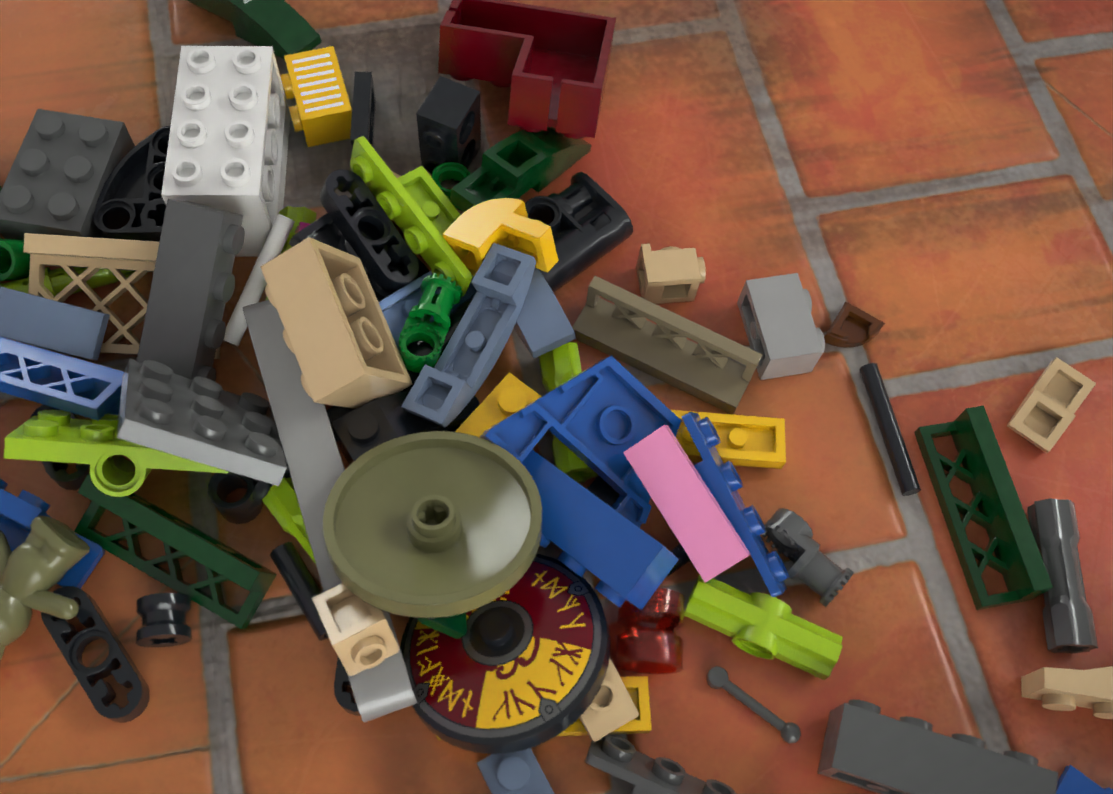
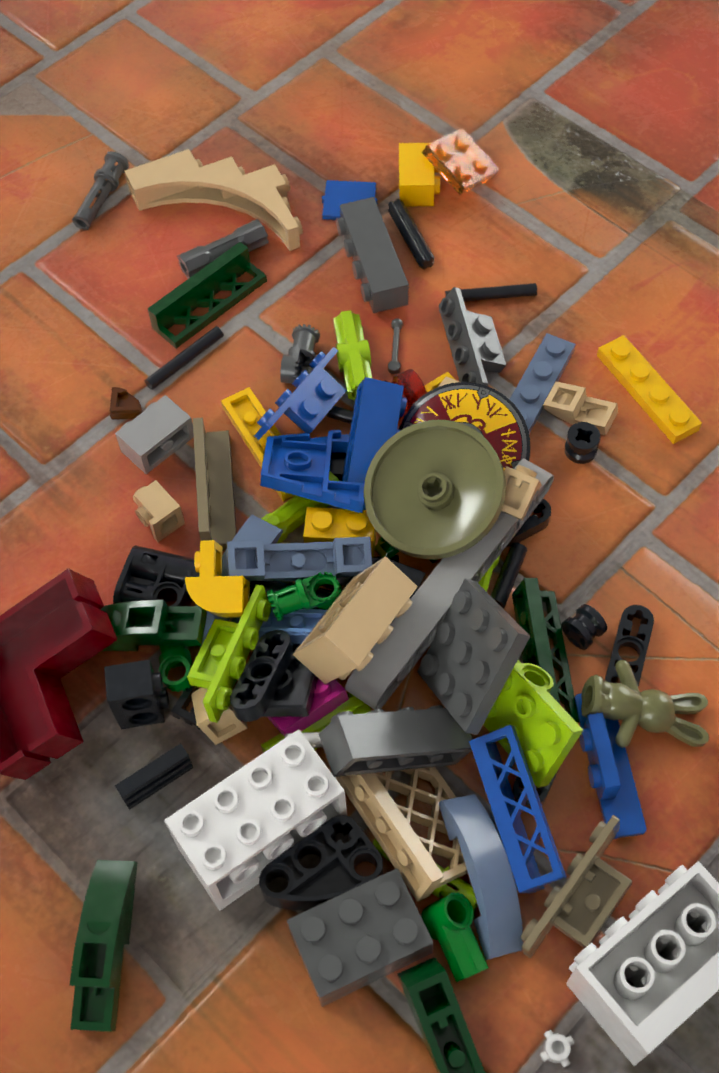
camera: 115 degrees left, 5 degrees down
(319, 94) = (142, 828): yellow brick -> none
(686, 503) = (320, 403): bright pink tile -> none
(1051, 405) = (111, 294): tan slope -> none

